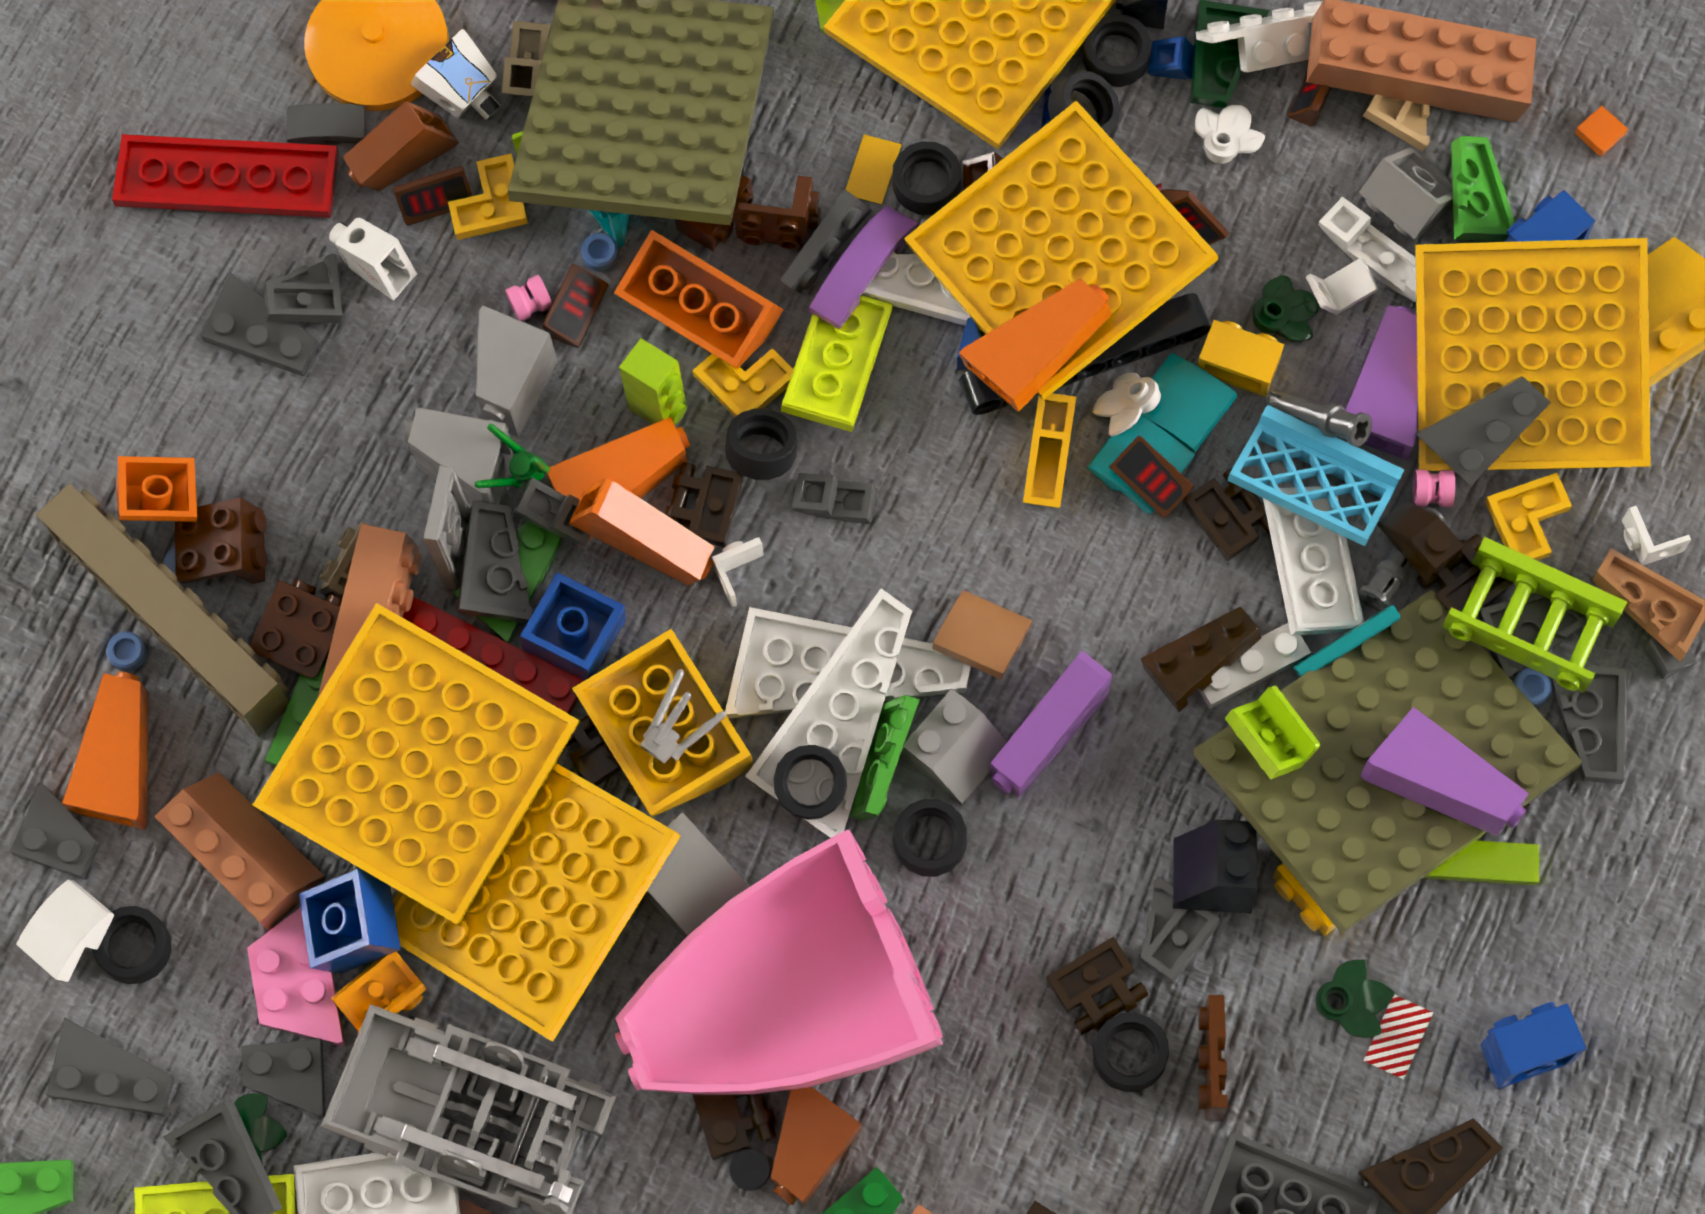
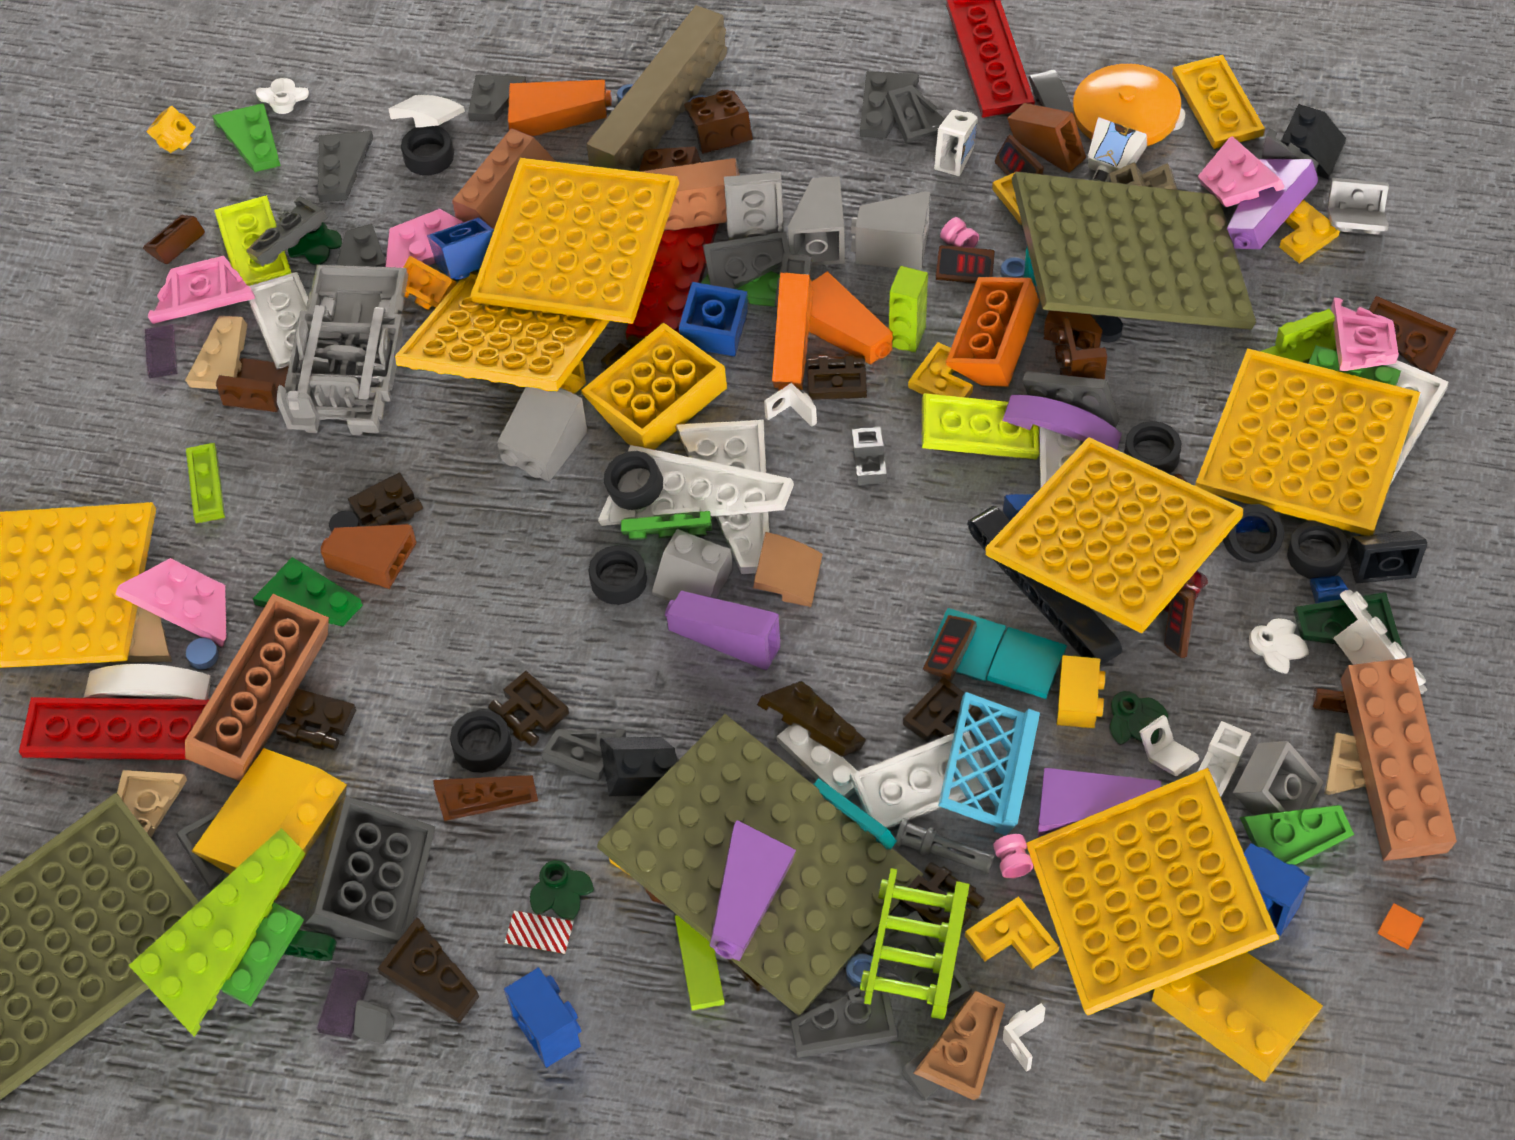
camera: 75 degrees right, 15 degrees down
(156, 489) = (739, 67): orange slope -> none
(521, 466) = (821, 253): green plant -> none
(661, 739) = (636, 376): light grey plant -> none
(761, 423) = (883, 408): black tyre -> none
(783, 987) = (475, 500): bright pink panel -> none
(873, 169) = (1134, 415): yellow sticker -> none
(1037, 343) = (1022, 527): orange slope -> none
(1049, 450) = (955, 580): yellow slope -> none
(1127, 401) = (1015, 622): white plate -> none
(1273, 733) = (743, 755): lime bracket -> none
(1330, 419) = (1039, 754): dark grey pin -> none
(1421, 539) = (956, 847): dark brown slope -> none
(1484, 429) = (1071, 871): dark grey wing -> none

